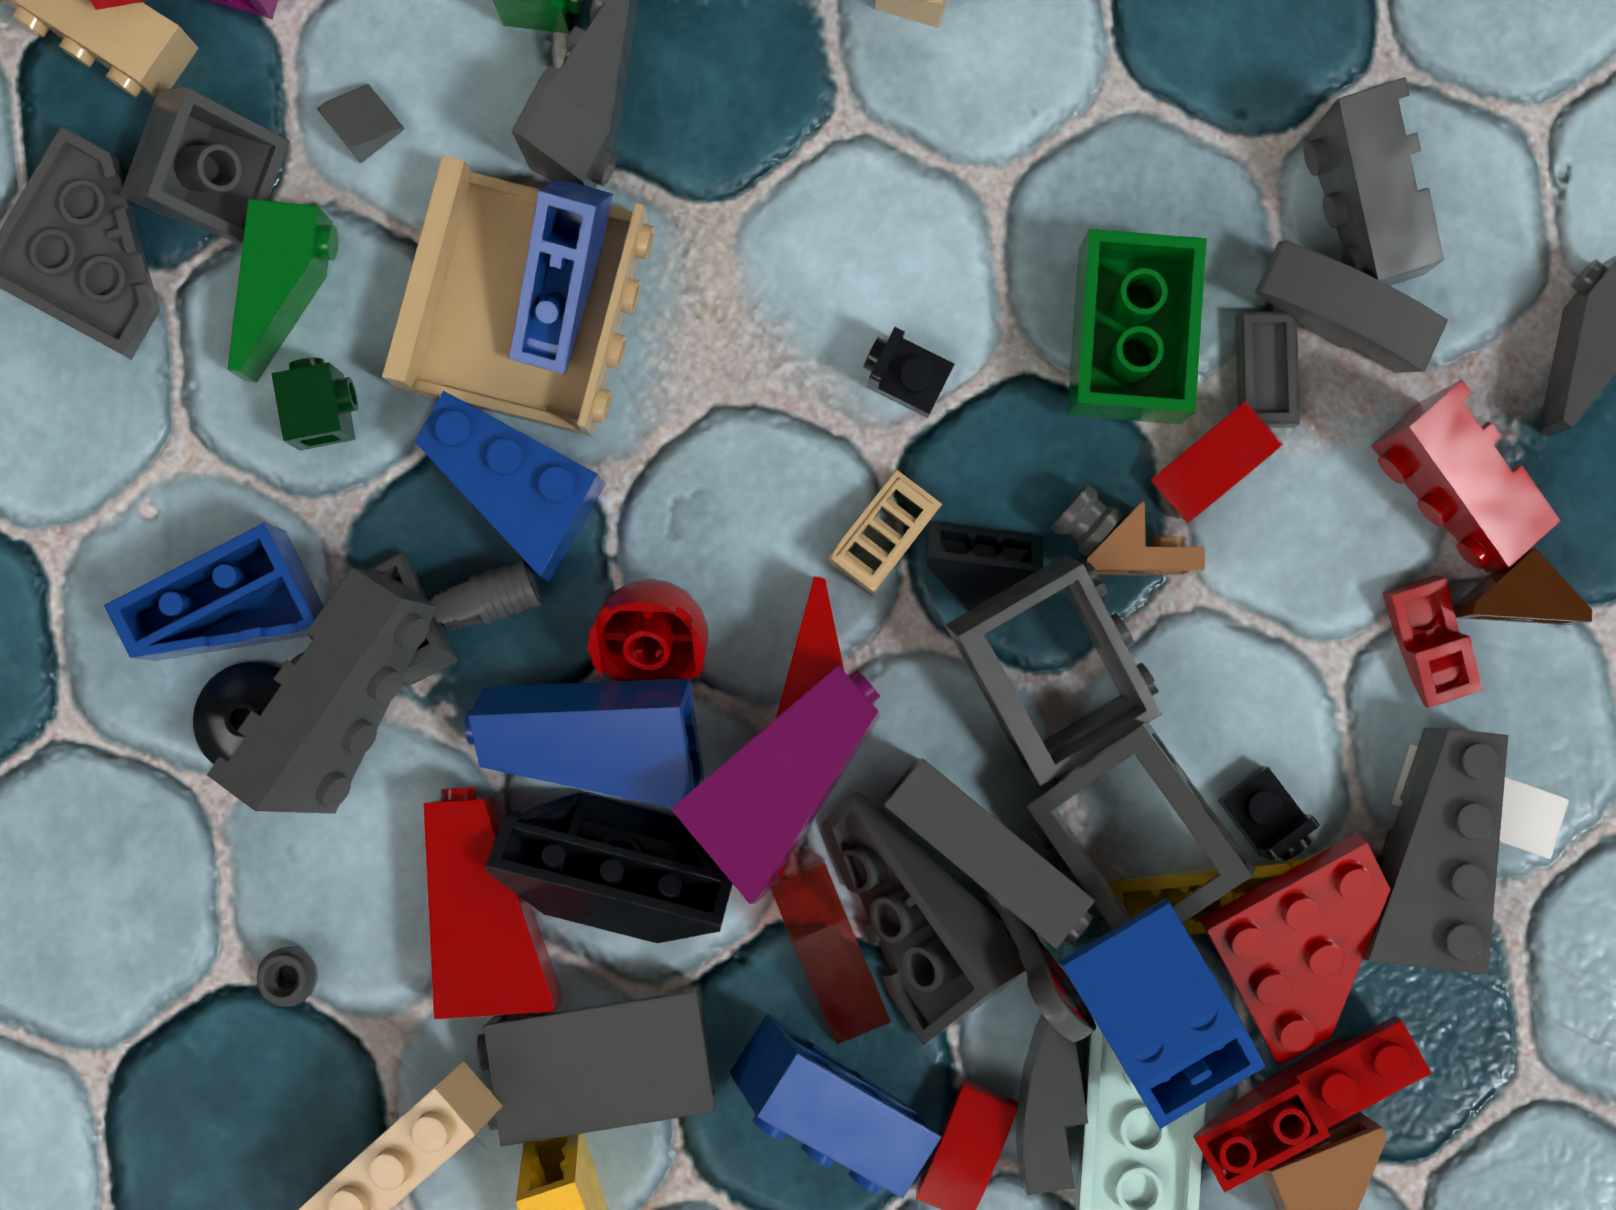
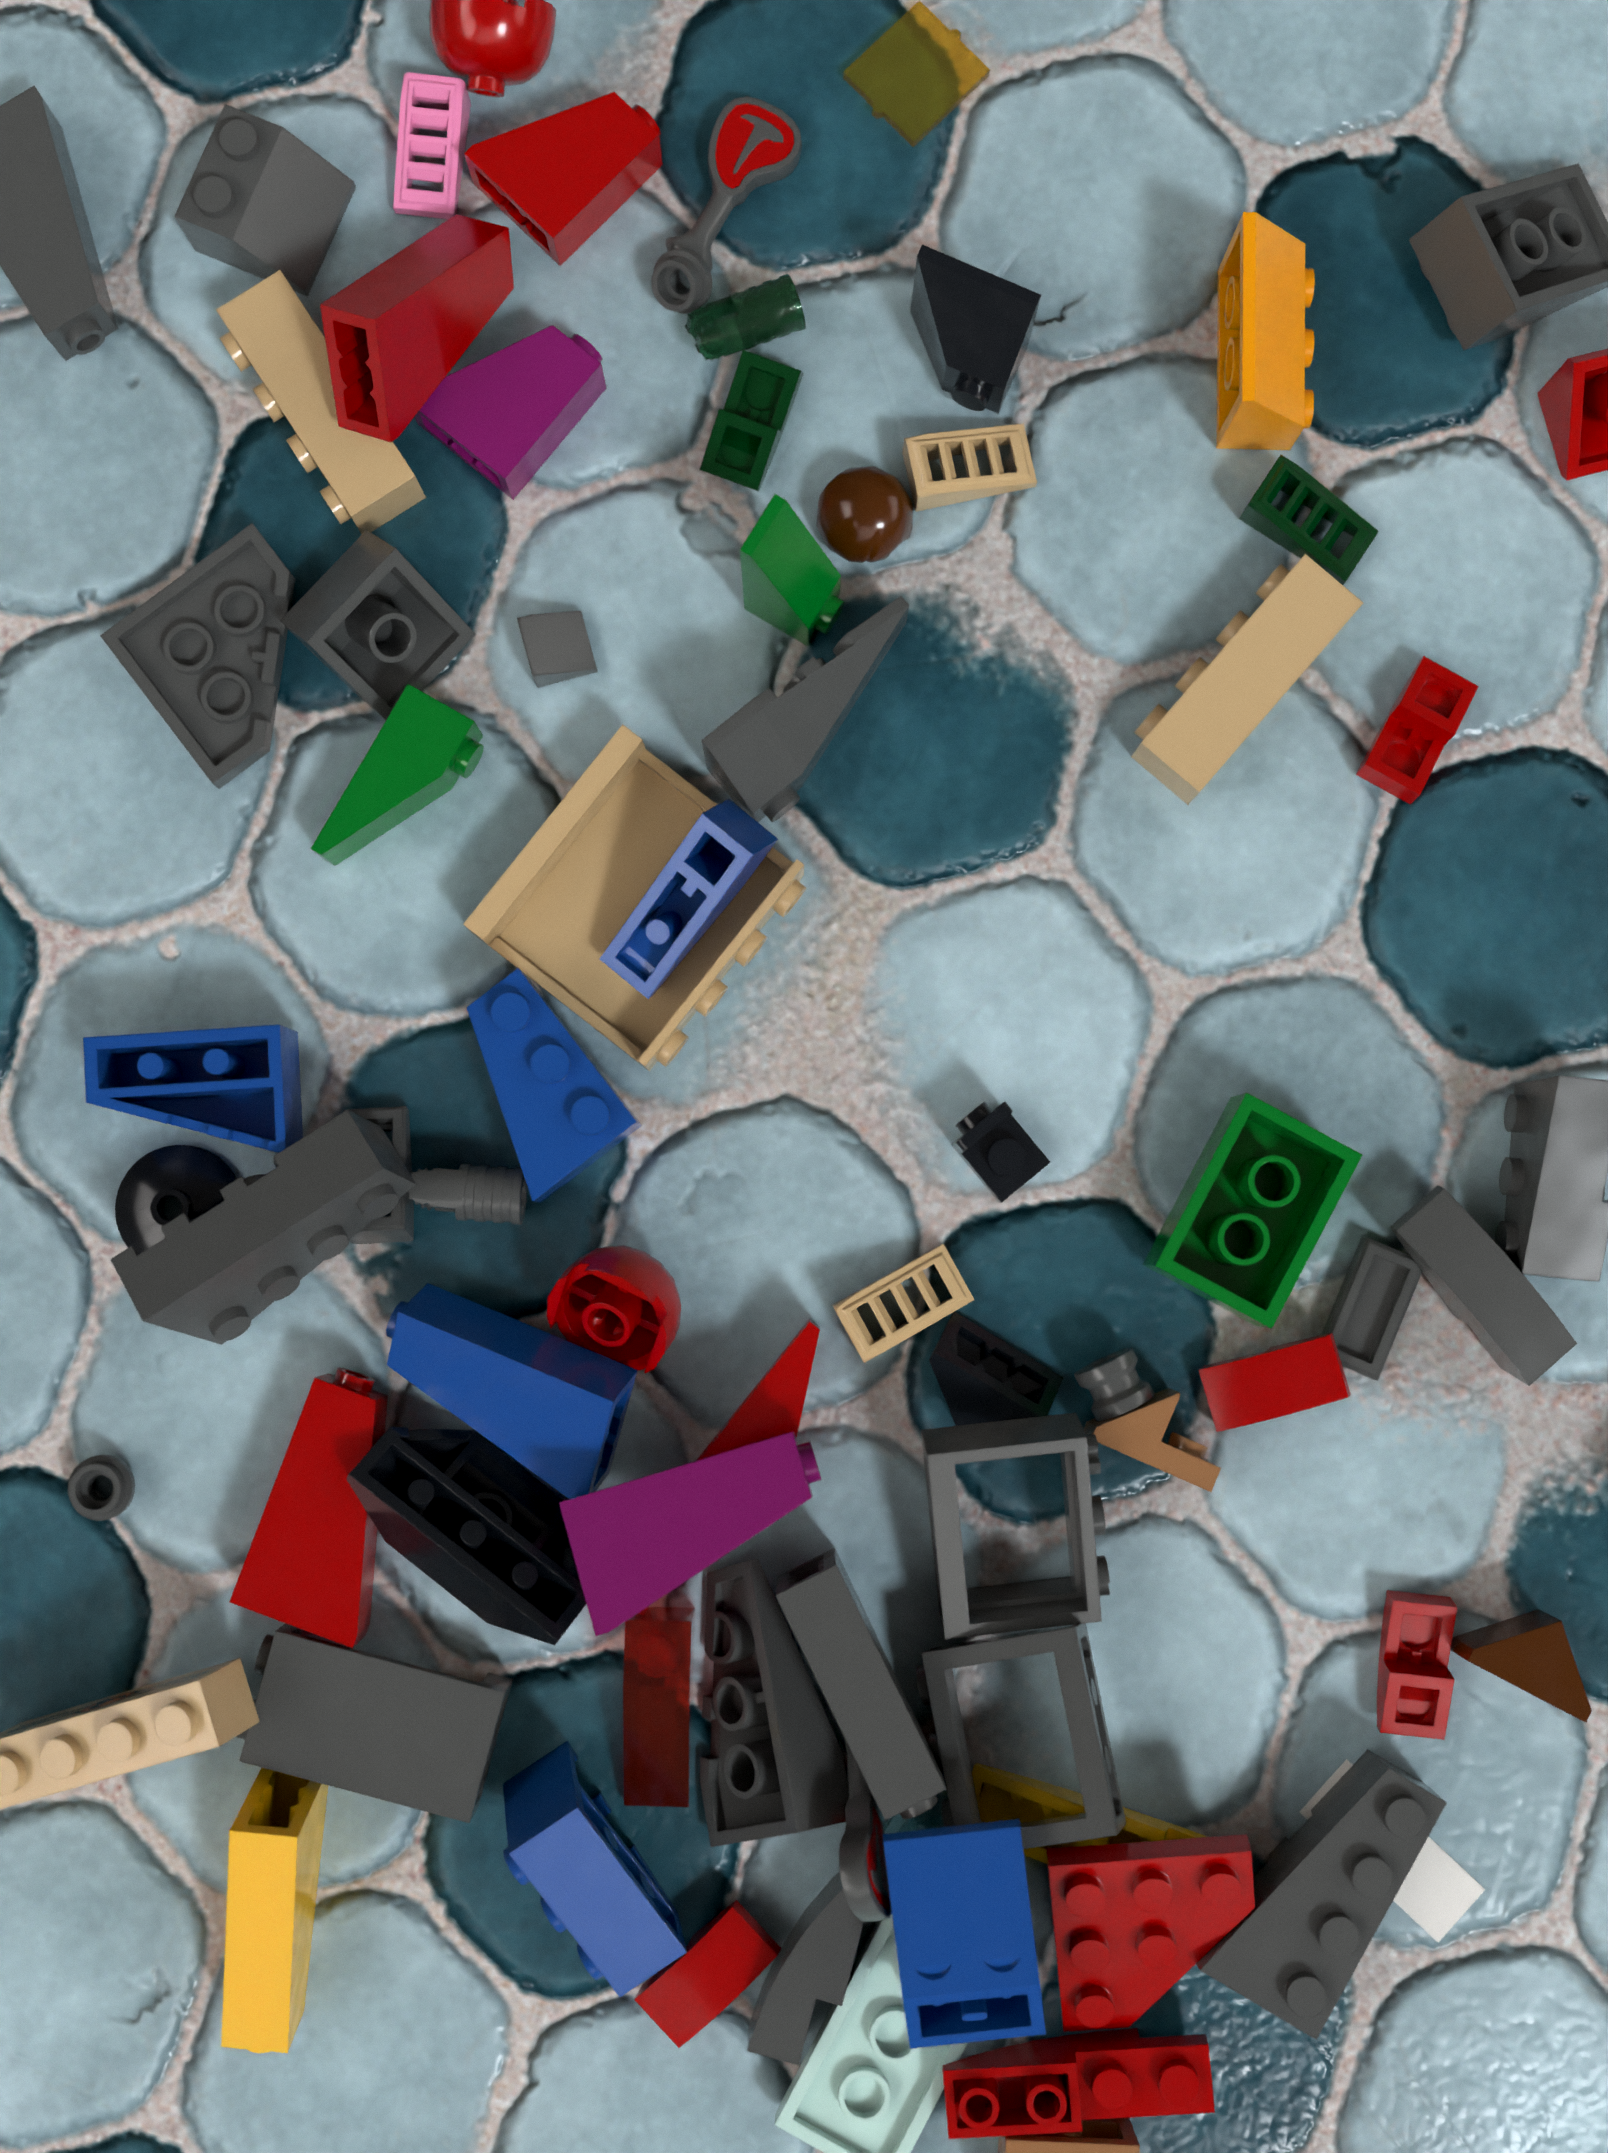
camera: 20 degrees right, 0 degrees up
(314, 404) = (383, 917): dark green brick -> none
(1269, 816) = (1167, 1771): black bracket -> none
(1465, 480) = (1519, 1517): wedge -> none

